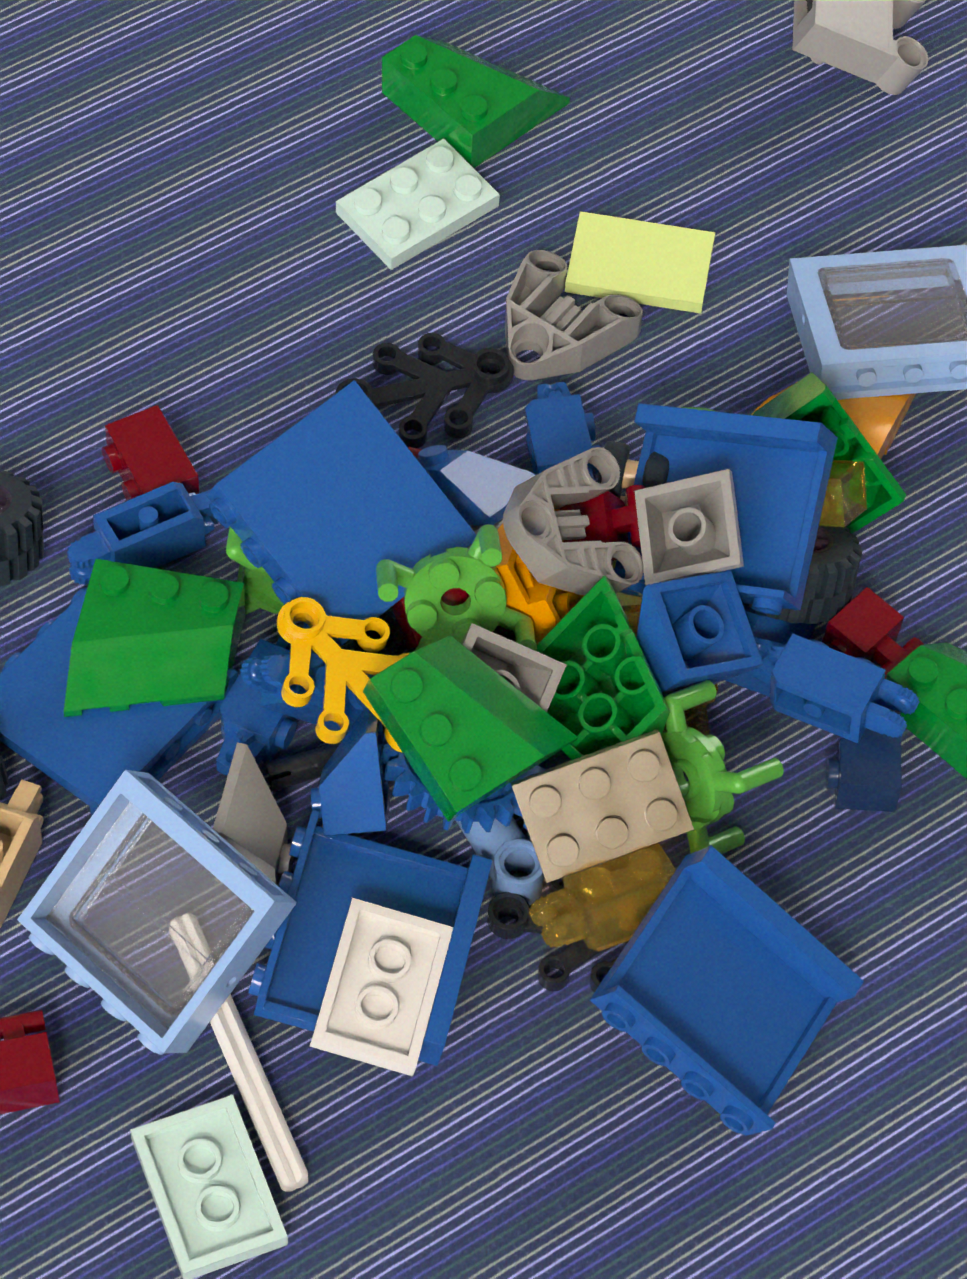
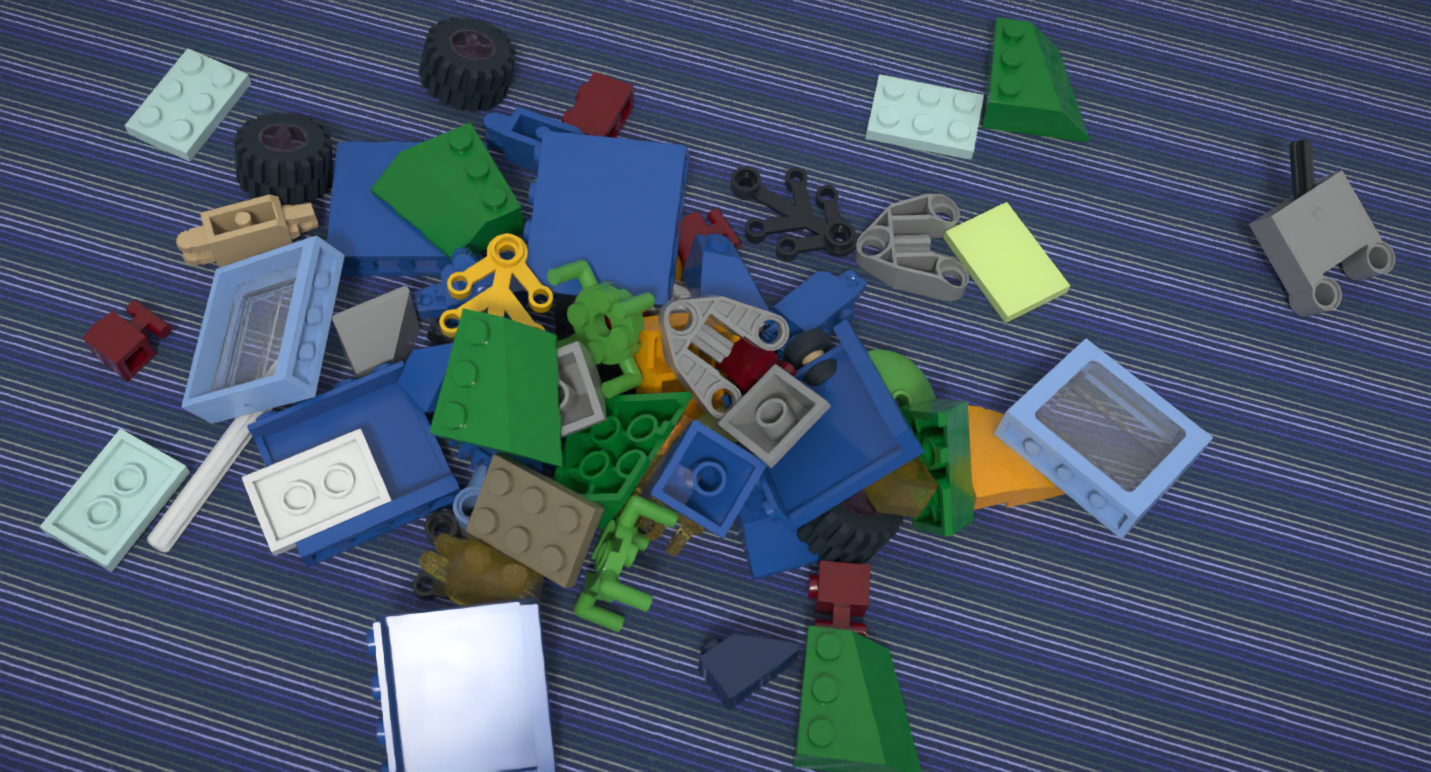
camera: 50 degrees right, 5 degrees up
(832, 689) = (759, 595): blue hinge -> none

